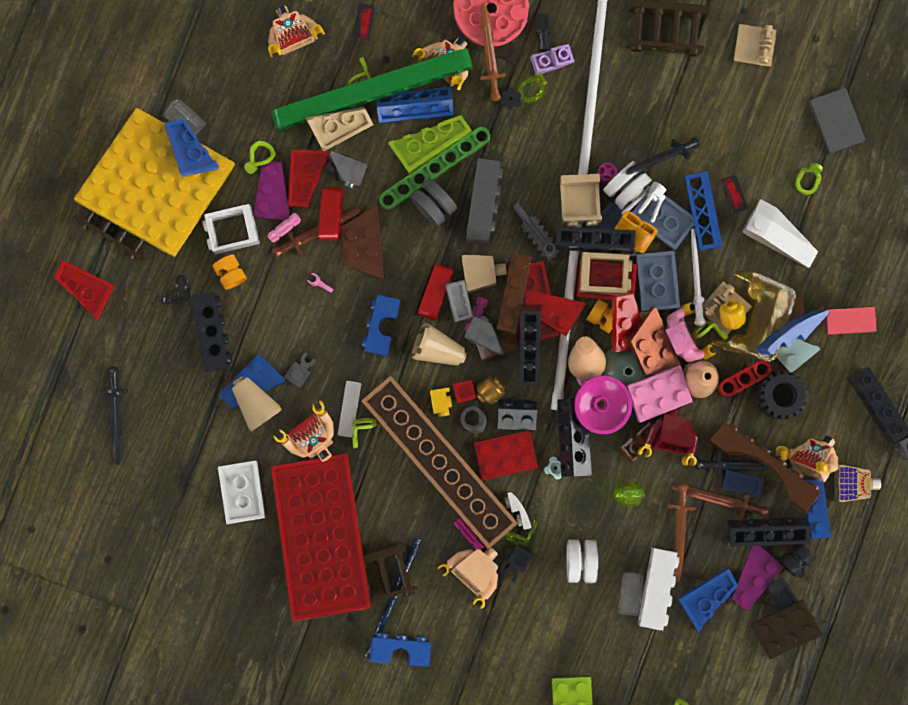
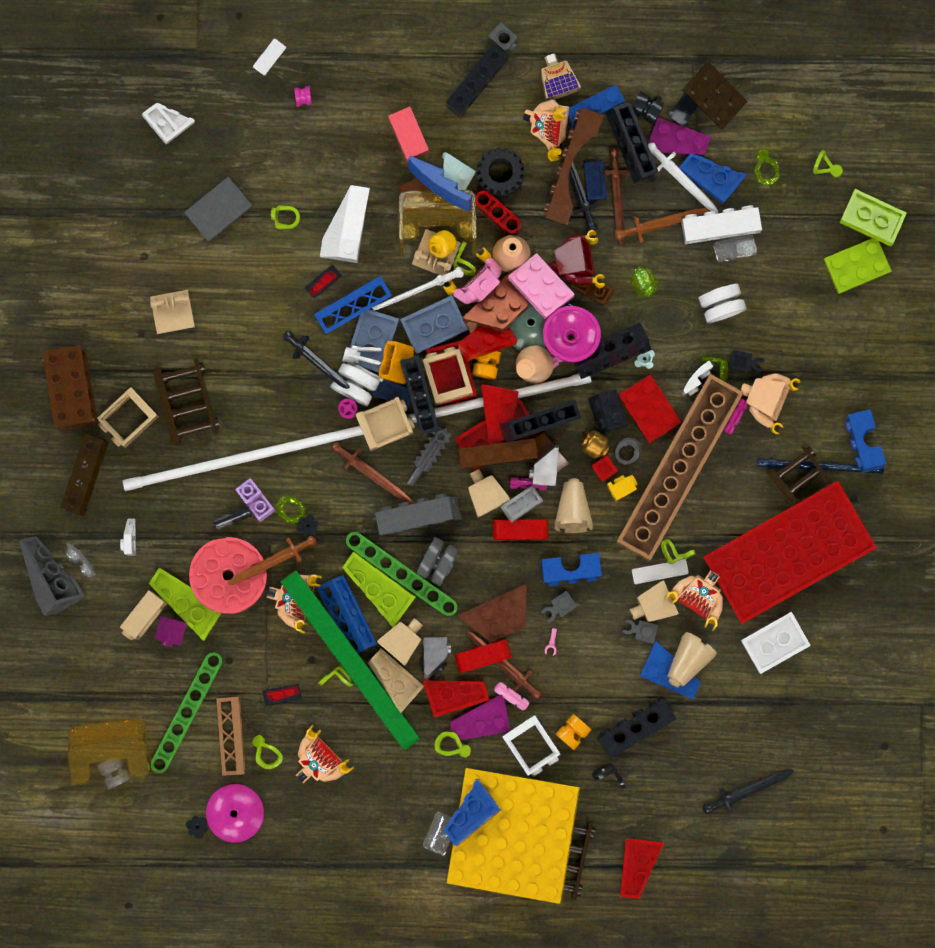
camera: 115 degrees left, 0 degrees up
(319, 389) = (653, 604): none -> tan torso
(351, 305) = (562, 604): none -> dark grey plate
(372, 145) = (402, 640): none -> tan torso
(554, 163) = (369, 471): none -> copper sword
(711, 656) = (764, 155): none -> clear neon green piece
(720, 566) = (679, 175): none -> white sword

